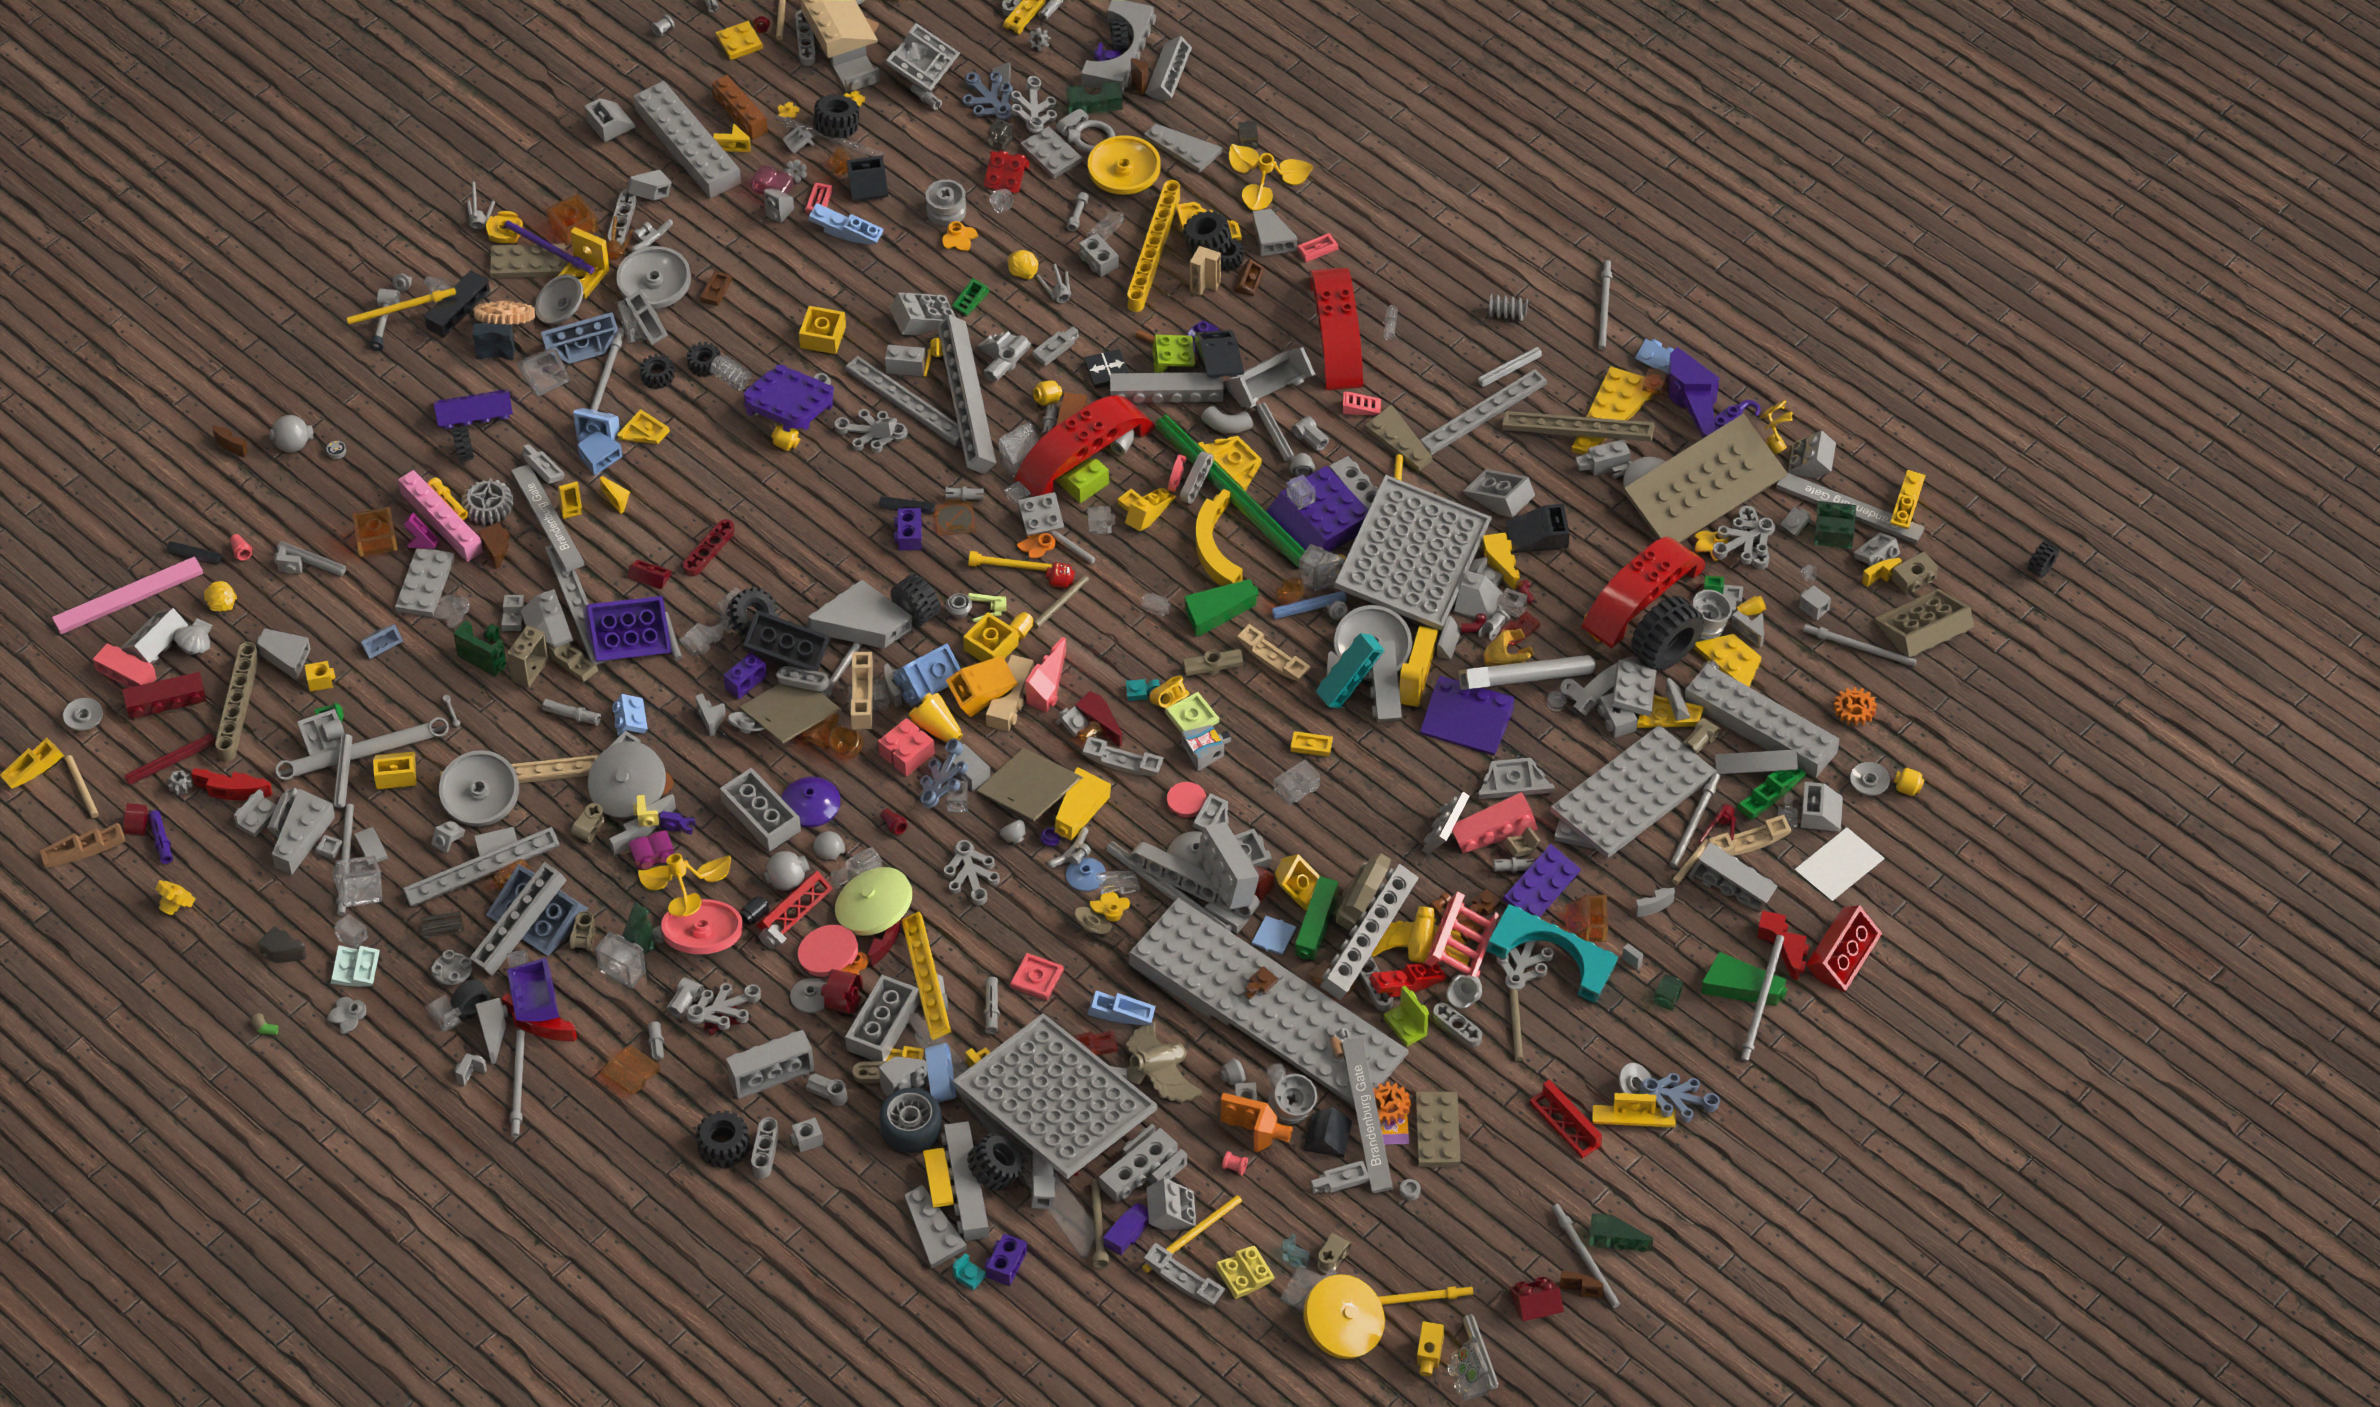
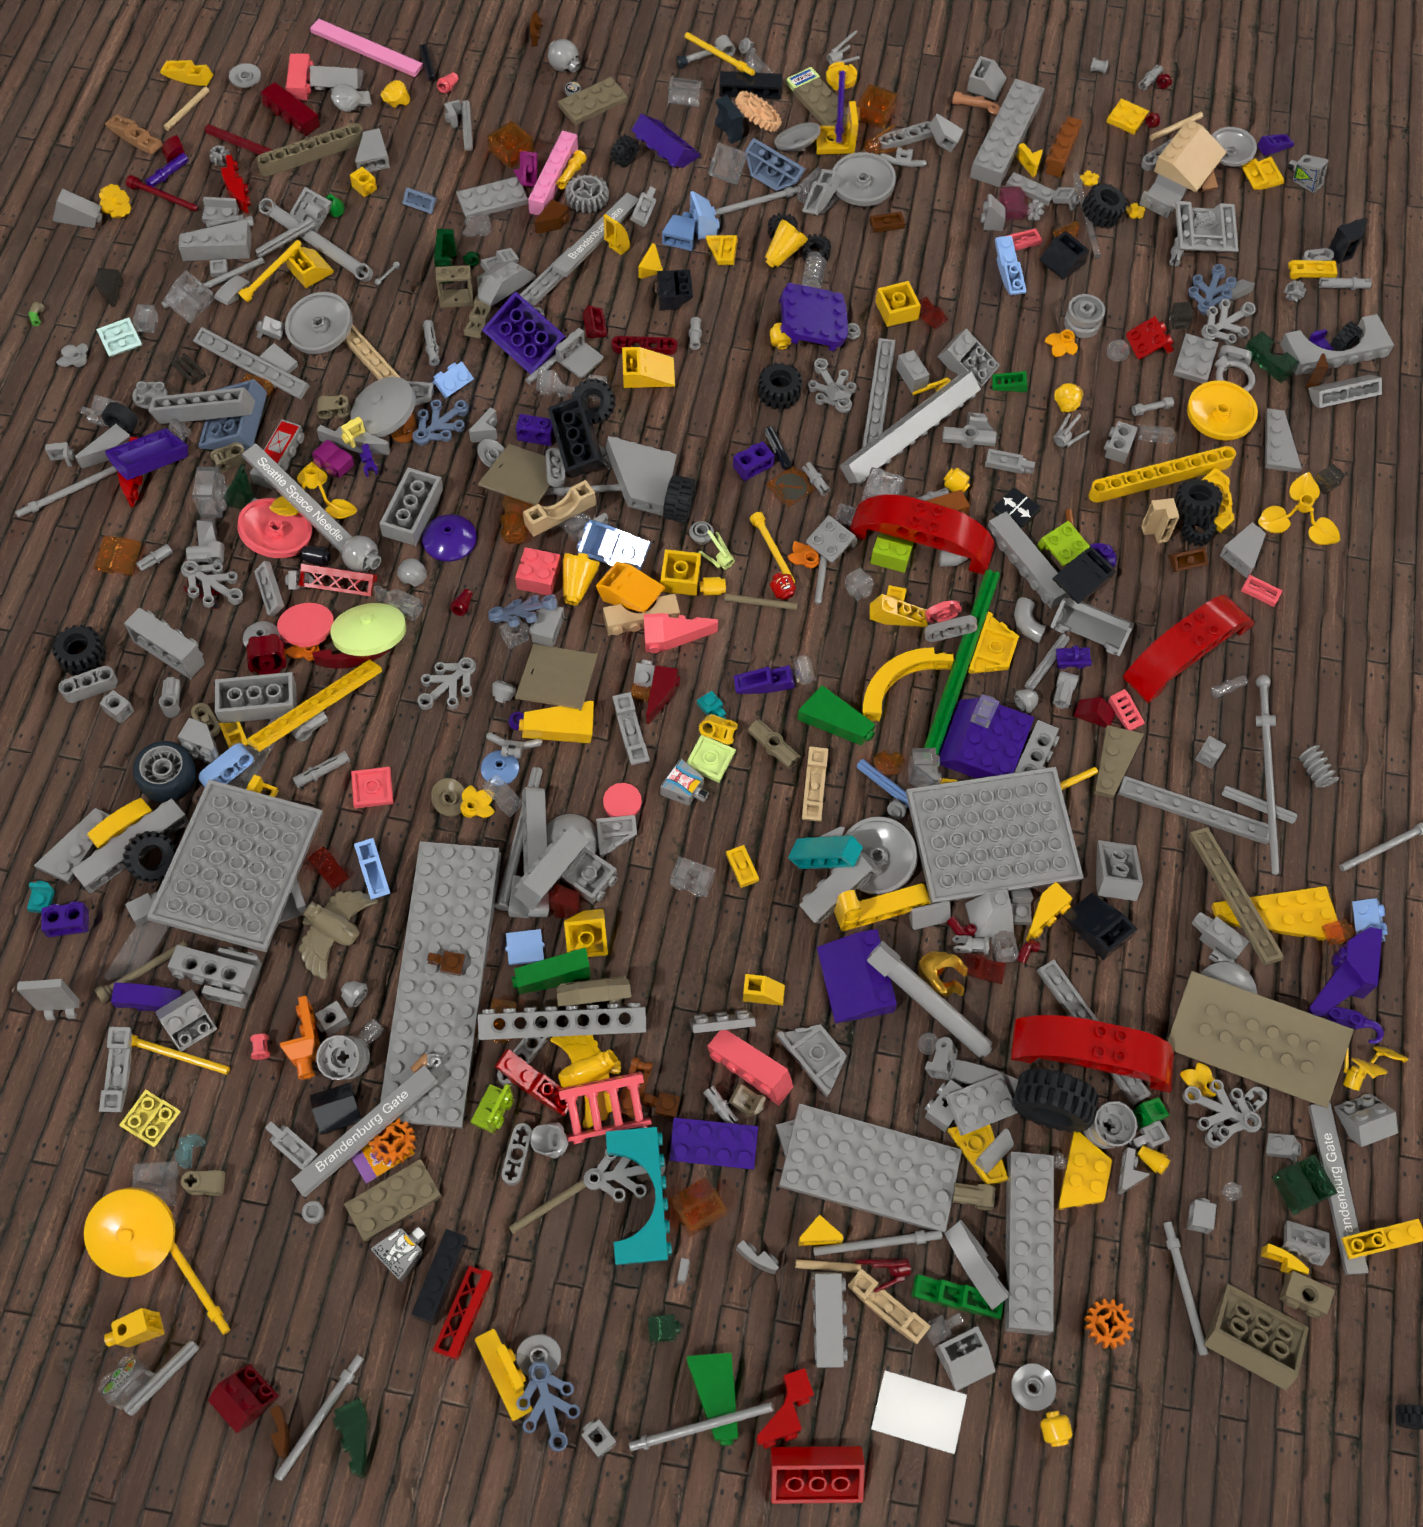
camera: 55 degrees right, 10 degrees up
(153, 872) = (134, 183): none -> dark red piece
(155, 935) = (76, 210): none -> light grey slope
(365, 441) = (592, 101): none -> dark tan plate
(387, 835) = (247, 293): none -> yellow piece
(422, 358) = (685, 91): none -> clear slope
(481, 259) = (801, 78): none -> tile
(608, 888) = (280, 448): none -> light grey brick
(612, 152) = (959, 98): none -> nougat plant
(657, 987) = (206, 531): none -> light grey slope
(665, 490) = (674, 288): none -> black slope
(668, 726) = (425, 434): none -> sand blue plant
(683, 603) = (577, 355): none -> light grey bracket
(685, 376) = (784, 244): none -> yellow cone
(691, 887) = (296, 496): none -> light grey tile
(727, 501) = (695, 333): none -> light grey pin
(741, 558) = (646, 368): none -> yellow slope
(764, 963) = (269, 588): none -> light grey plate
(771, 157) = (1031, 188): none -> light grey plate
(847, 477) = (779, 396): none -> black tyre
(853, 312) = (930, 314): none -> clear red slope
(1090, 1281) = (50, 996): none -> light grey tile
(1145, 637) = (764, 680): none -> dark purple slope
(1286, 410) = (1073, 657): none -> dark purple hips
(1345, 426) = (1095, 711): none -> dark red slope
(1433, 786) = (763, 990): none -> yellow slope
(1441, 317) = (1265, 721): none -> light grey bar
(1442, 369) = (1210, 752): none -> light grey brick
(1488, 1140) = (400, 1251): none -> torso
(1527, 1120) = (440, 1277): none -> black brick
(1593, 587) = (1076, 1007): none -> light grey tile
(1662, 850) = (820, 1233): none -> yellow slope
(1726, 1073) = (606, 1443): none -> light grey brick

